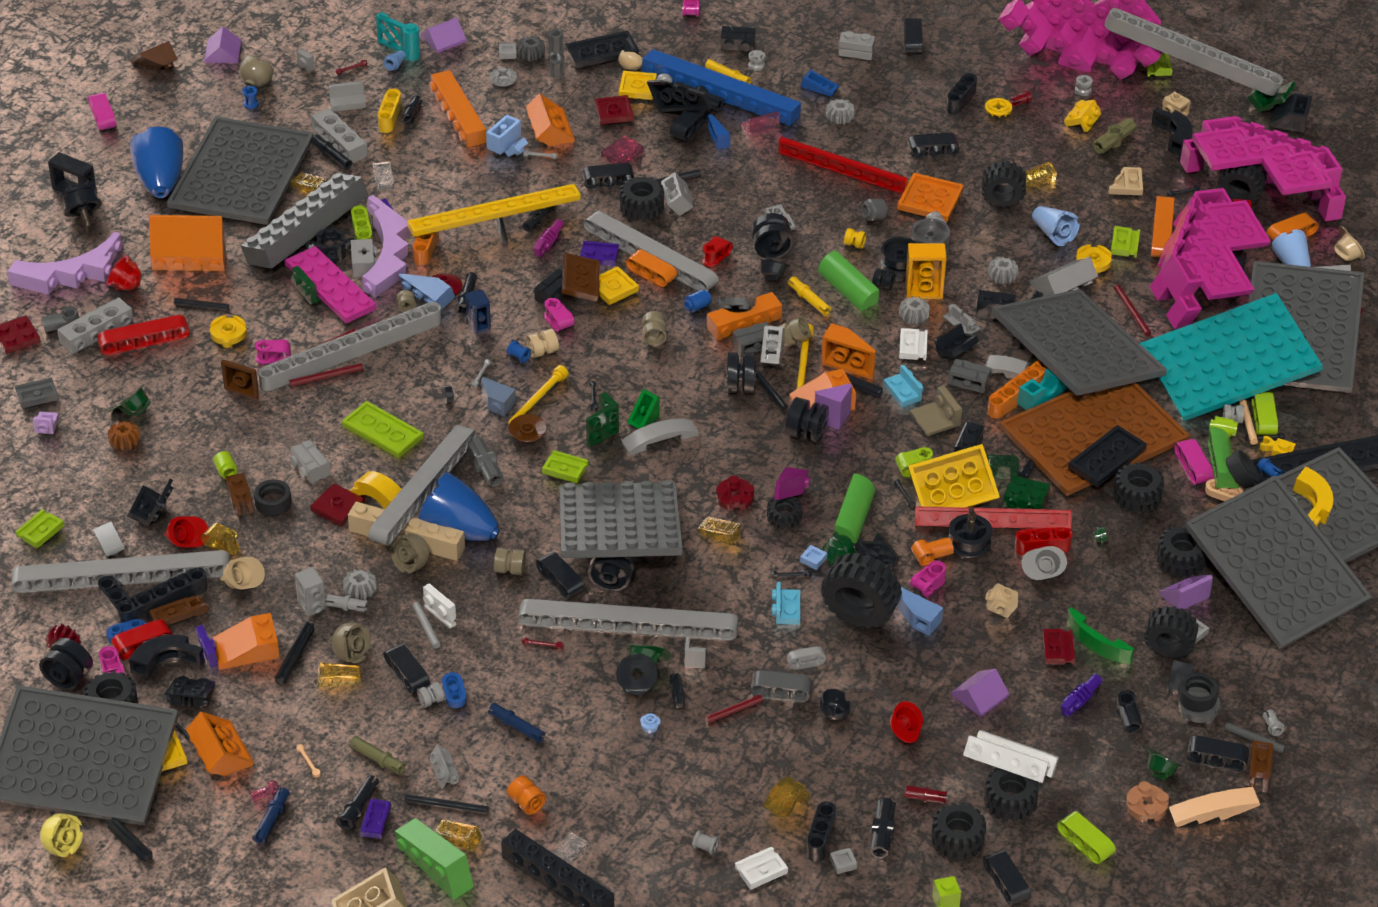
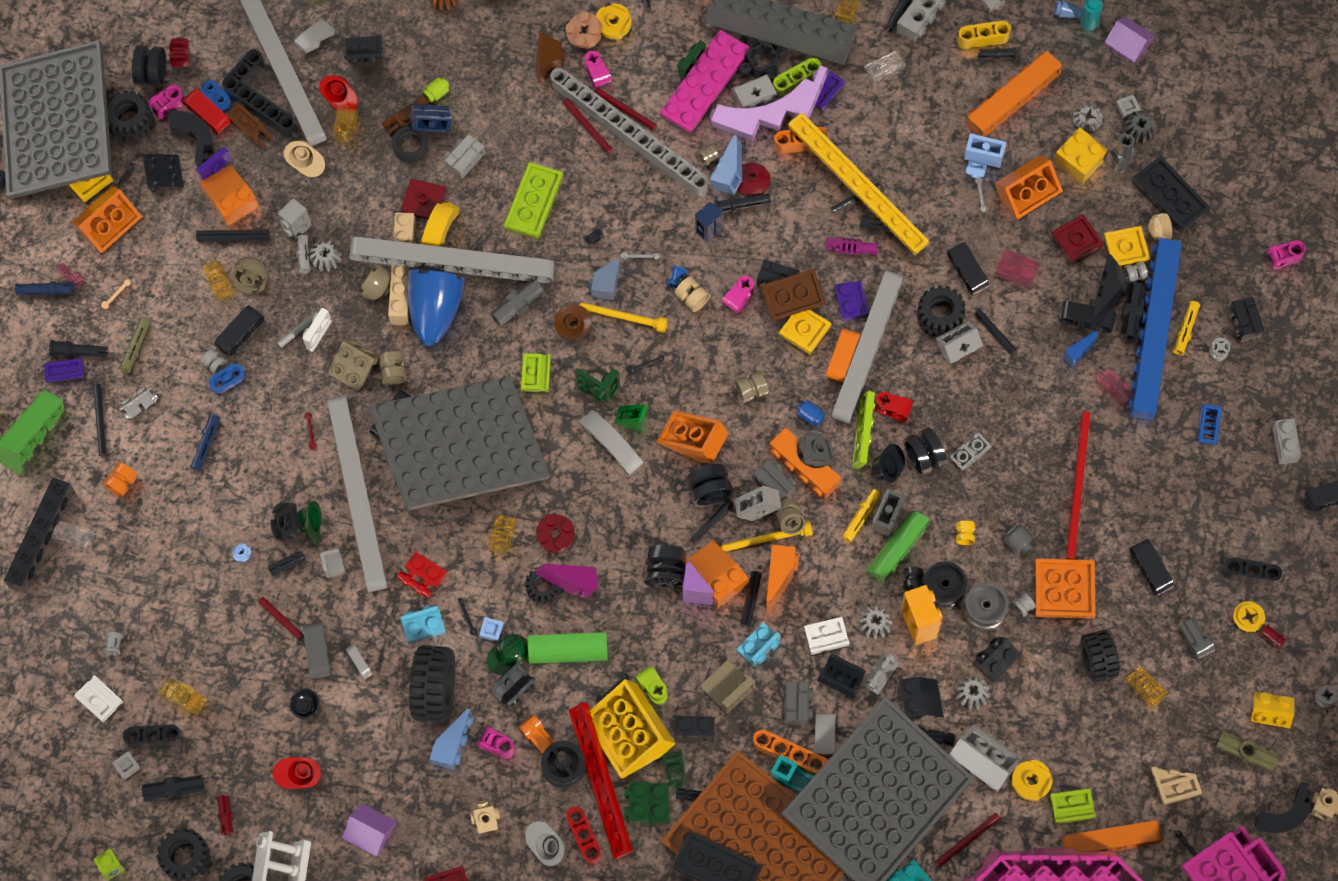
camera: 75 degrees right, 25 degrees up
(224, 339) = (576, 25): none -> nougat plate
(257, 469) = (430, 118): none -> dark blue brick
(467, 842) = (67, 452): clear yellow slope -> none
(490, 591) = (353, 363): none -> dark tan bracket
(539, 80) = (1081, 155): none -> yellow brick
(683, 377) = (693, 436): none -> orange slope
(731, 591) = (425, 570): none -> red plate
(733, 273) = (864, 424): none -> lime plate
(816, 274) = (888, 512): none -> dark grey brick
(840, 111) = (1174, 457): light grey gear -> none
(974, 250) = (996, 658): none -> black bracket
(1012, 136) = (1198, 643): none -> dark grey piece
(1057, 224) = (1064, 725): light blue cone -> none

